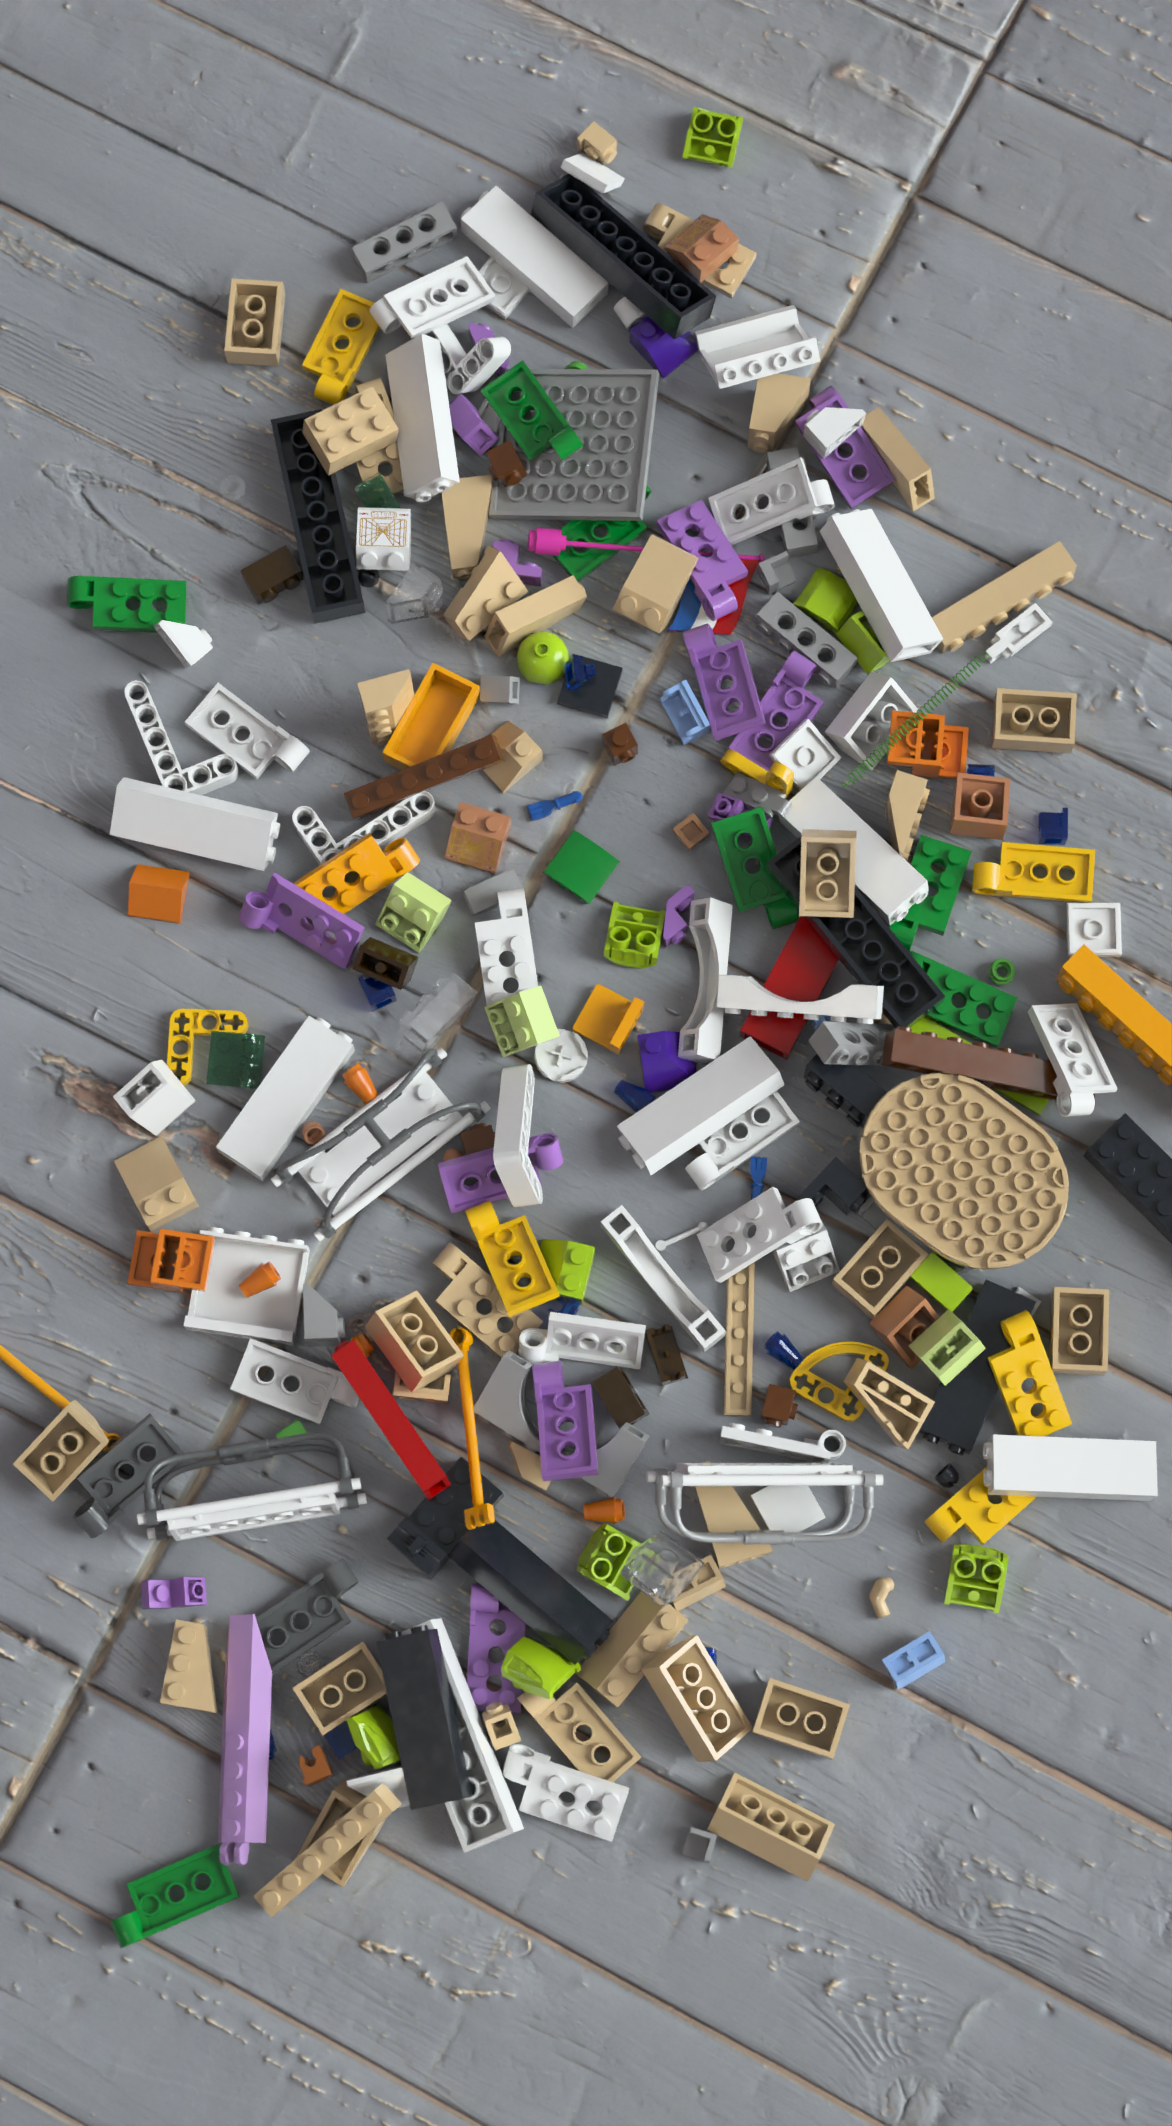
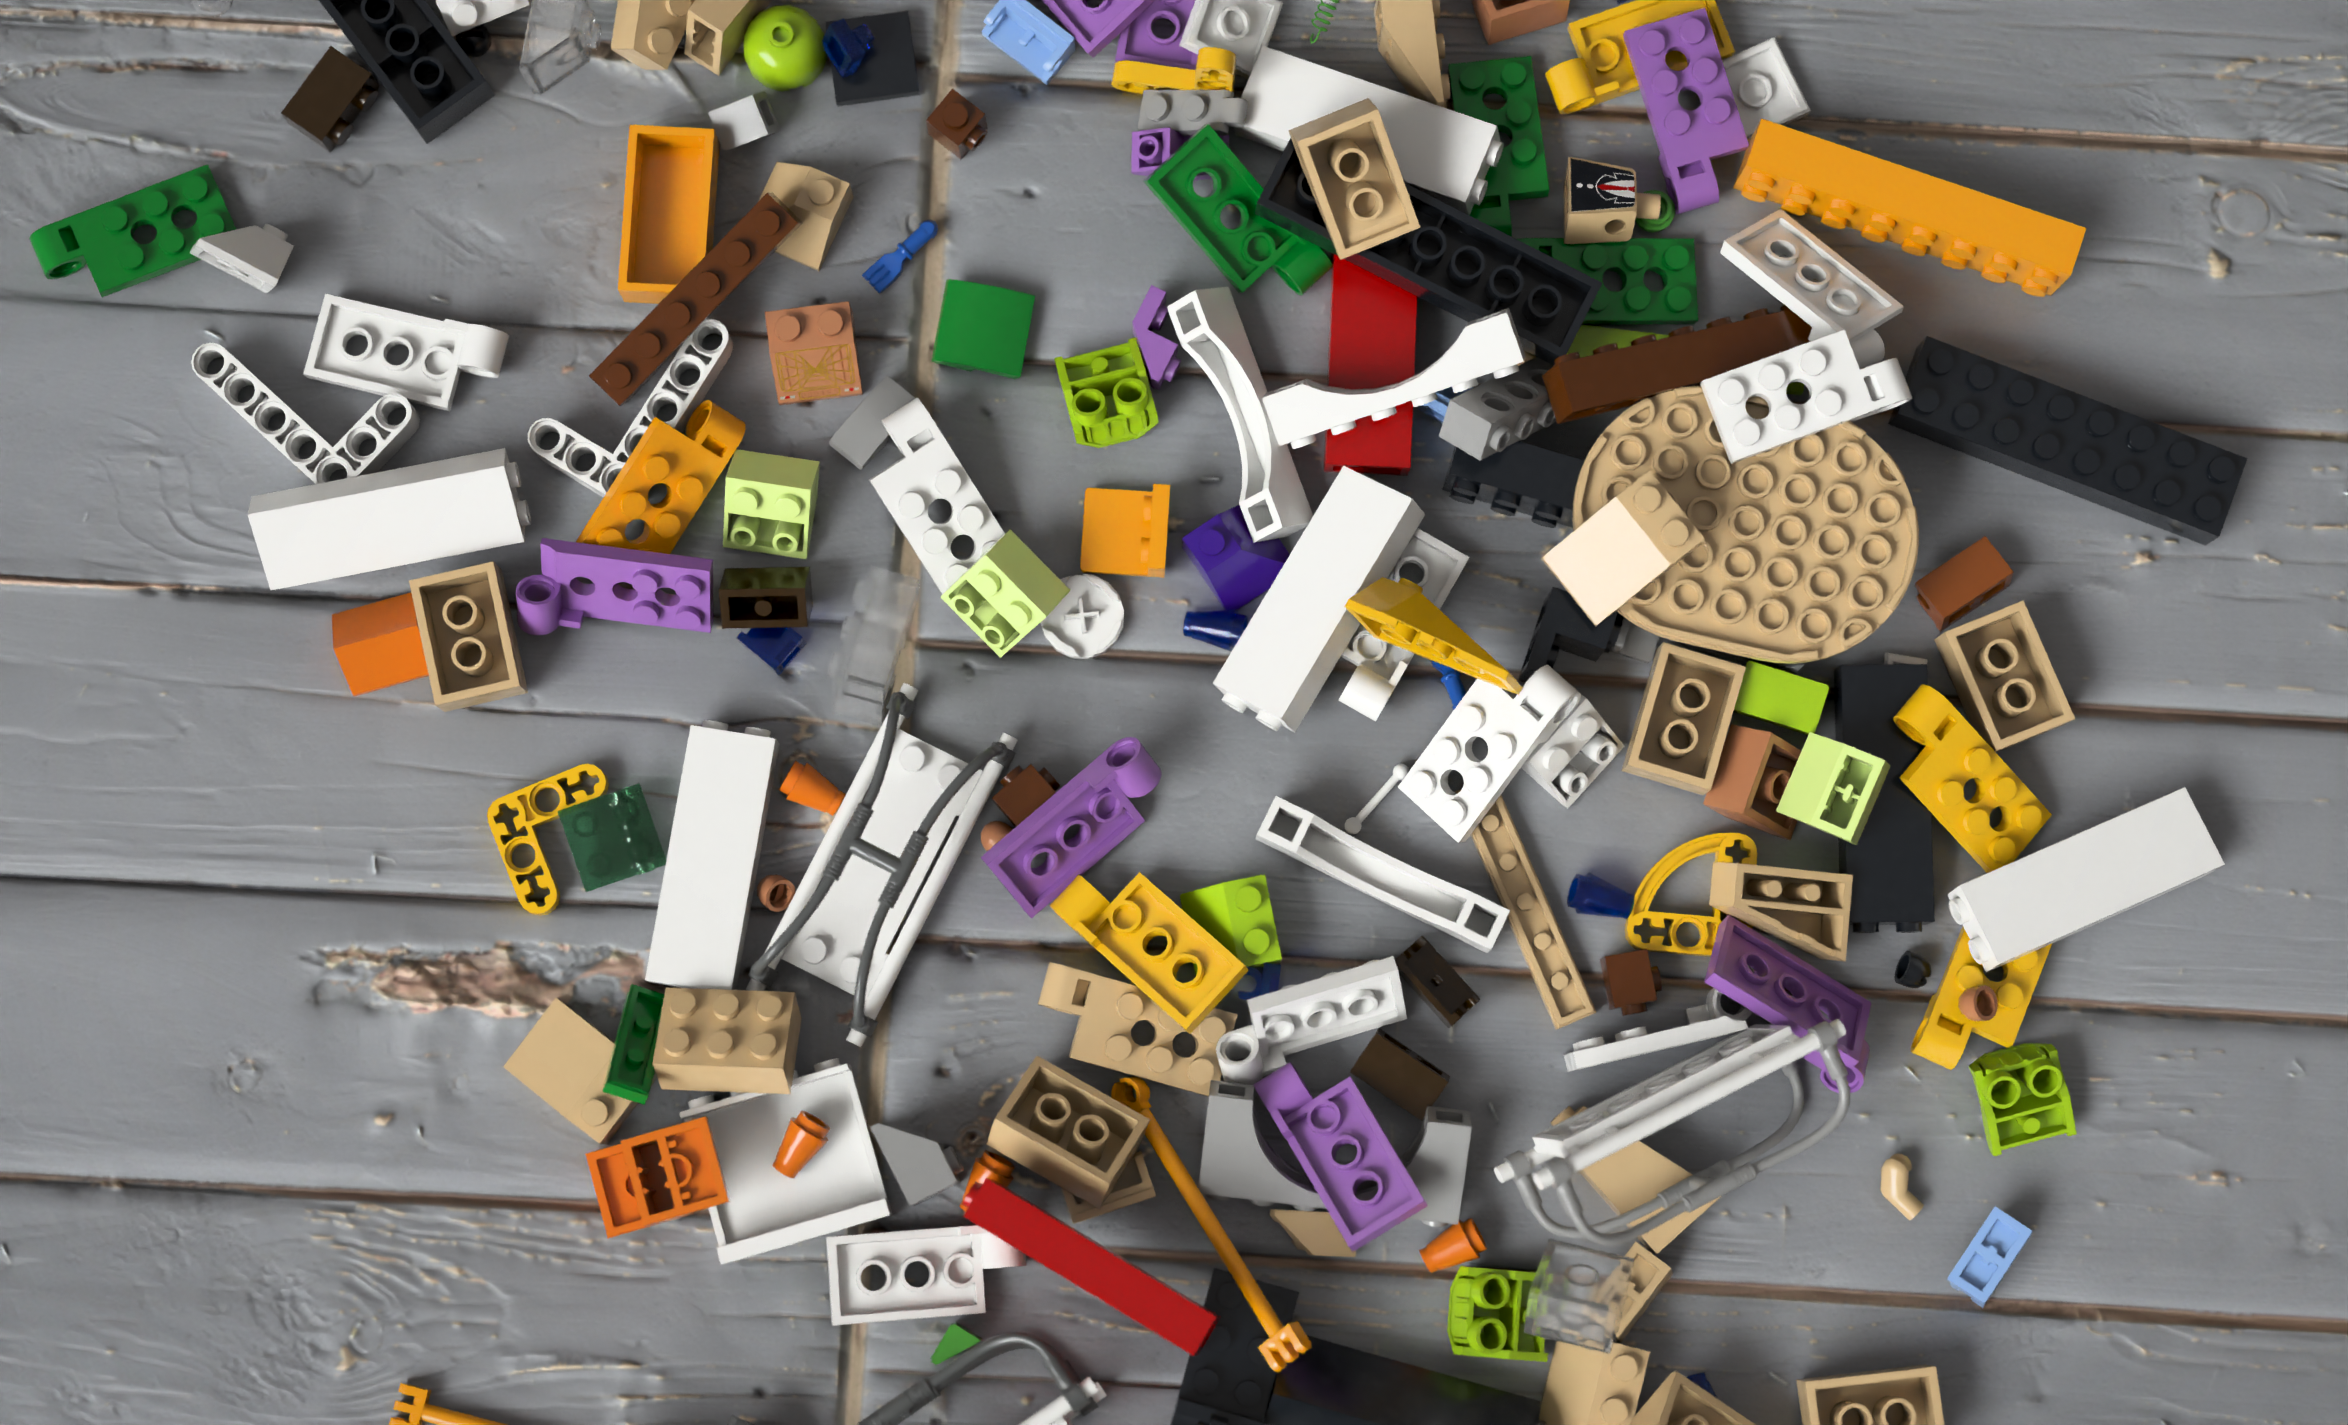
camera: 30 degrees left, 5 degrees up
(154, 1097) = (520, 948): white slope -> none
(195, 1180) = (632, 1056): none -> green tile
(207, 910) = (468, 636): none -> tan brick
(246, 1202) = (727, 1040): none -> tan brick
(385, 703) = (589, 216): tan slope -> none
(513, 1136) = (1073, 764): white beam -> none
(691, 832) = (1118, 206): medium nougat plate -> none
(746, 1142) = (1408, 620): none -> yellow wedge
(788, 1508) = (1717, 1129): white tile -> none
(880, 1458) = (1764, 994): none -> medium lavender hinge
(884, 1151) = (1623, 548): none -> slope
(972, 953) = (1603, 202): none -> torso
(973, 1512) = (1978, 1003): none -> nougat hinge
(1042, 938) = (1685, 136): none -> medium lavender hinge
(1051, 1116) = (1836, 395): none -> white hinge
(1082, 1266) = (1963, 583): none -> dark orange hinge

